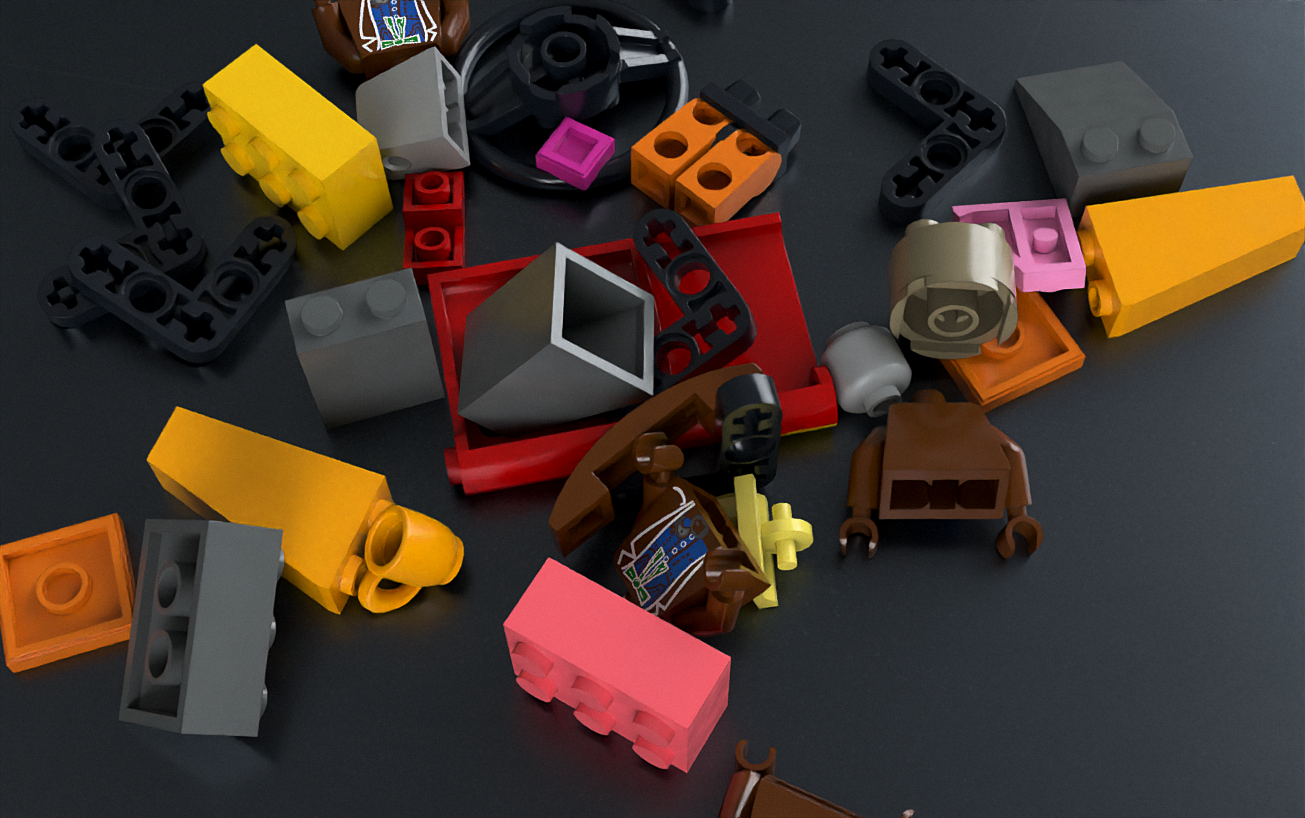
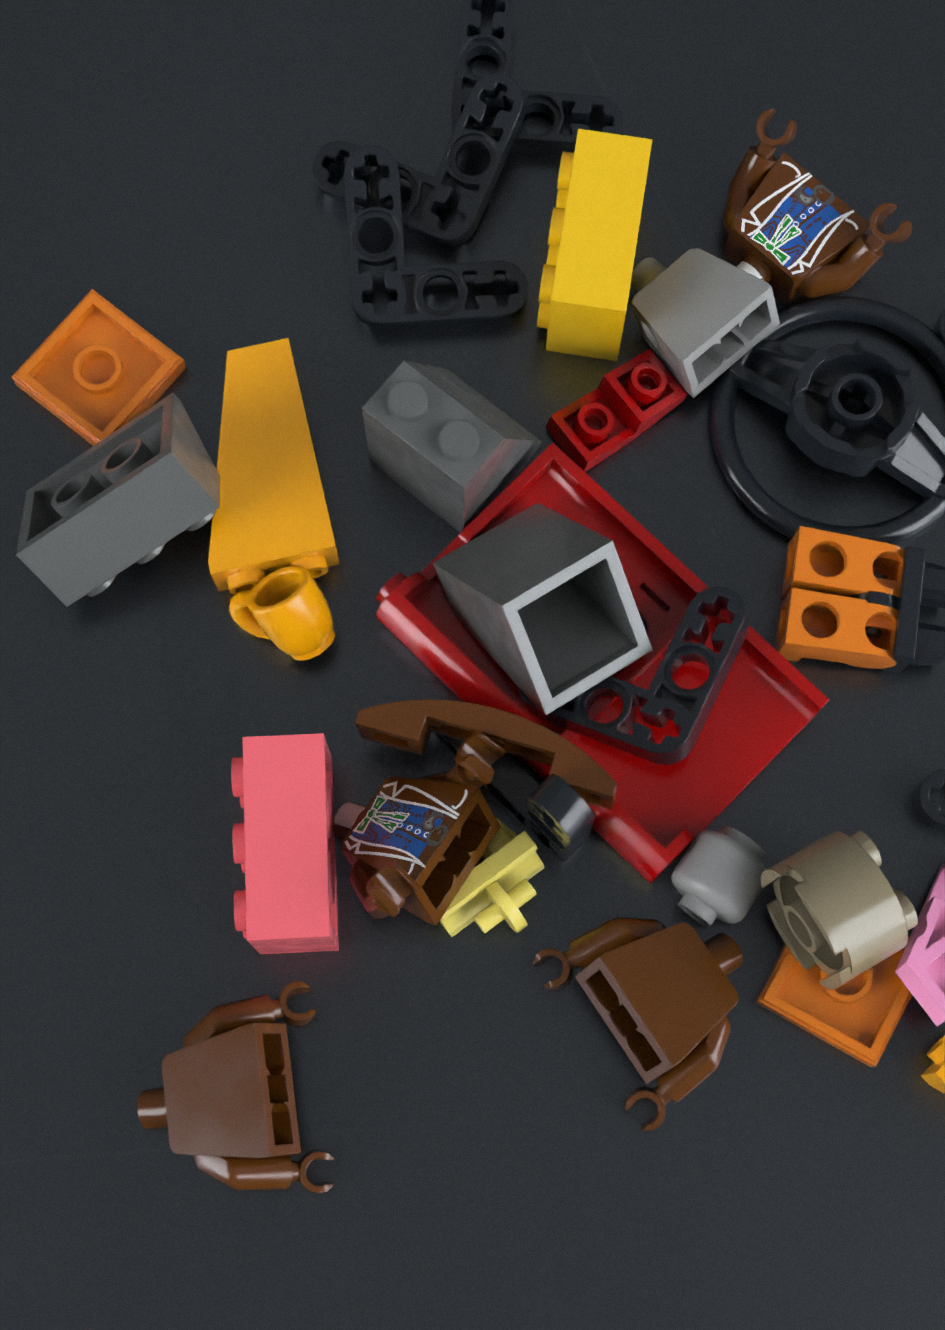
camera: 55 degrees right, 15 degrees up
(575, 153) = (771, 478): dark pink tile -> none

